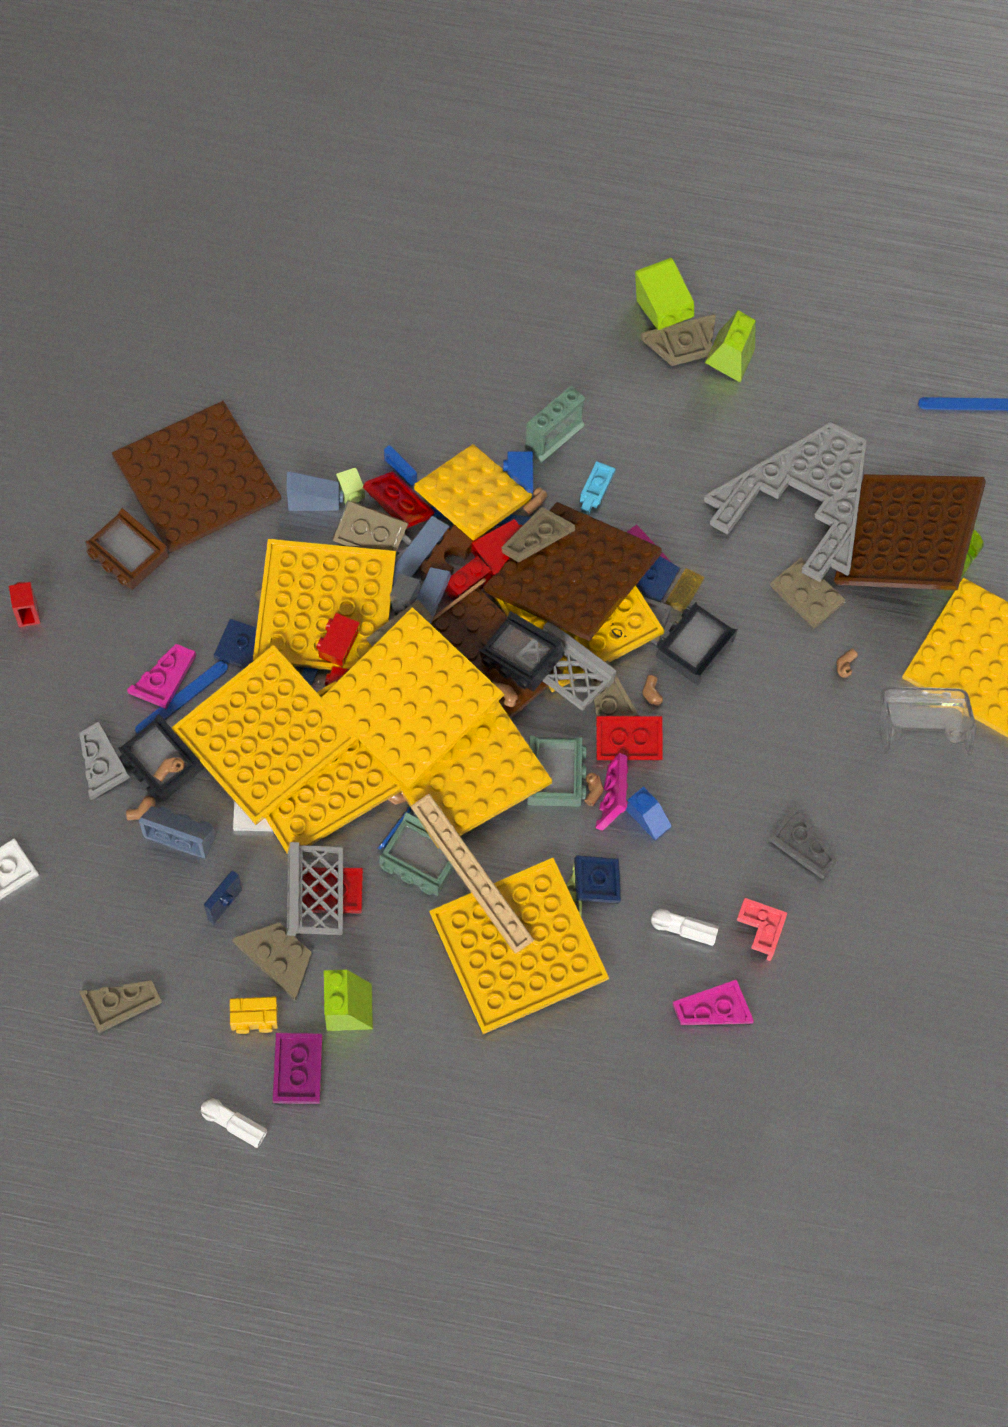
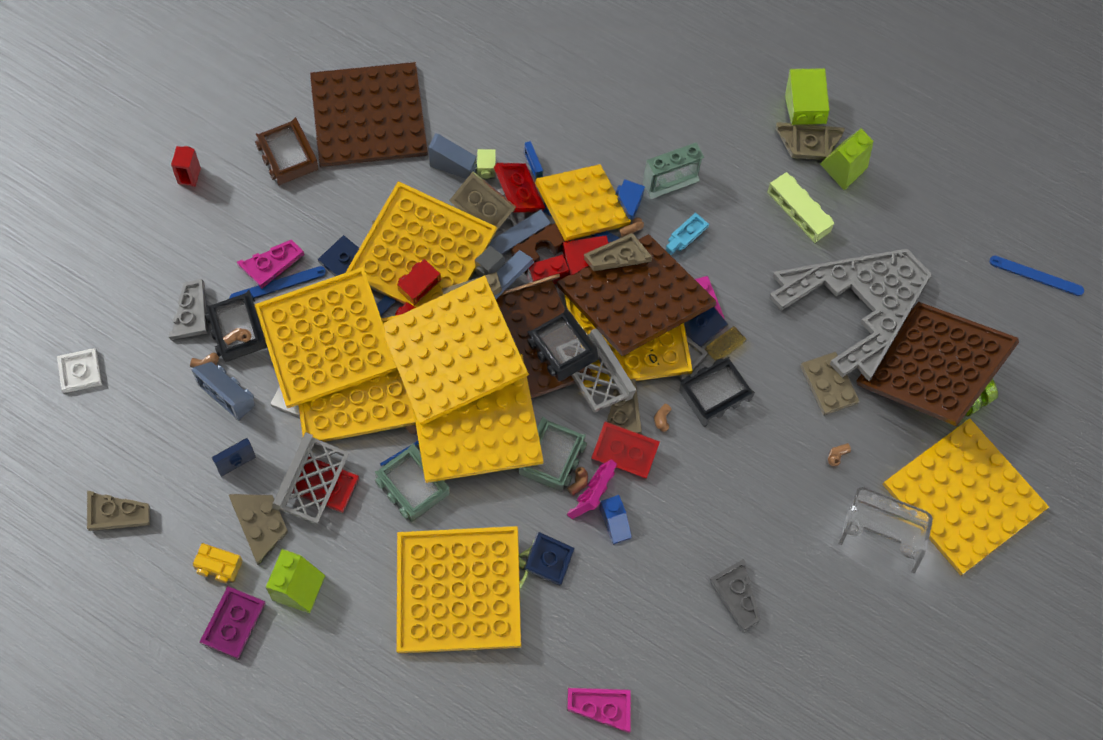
camera: 20 degrees right, 0 degrees up
(234, 1122) = (161, 648): white piece -> none
(472, 874) = (442, 515): tan tile -> none
(509, 694) = (538, 374): medium nougat arm -> none
(685, 926) = (607, 627): white piece -> none
(703, 416) = (800, 207): none -> yellowish green brick
(769, 925) = (677, 650): coral panel -> none

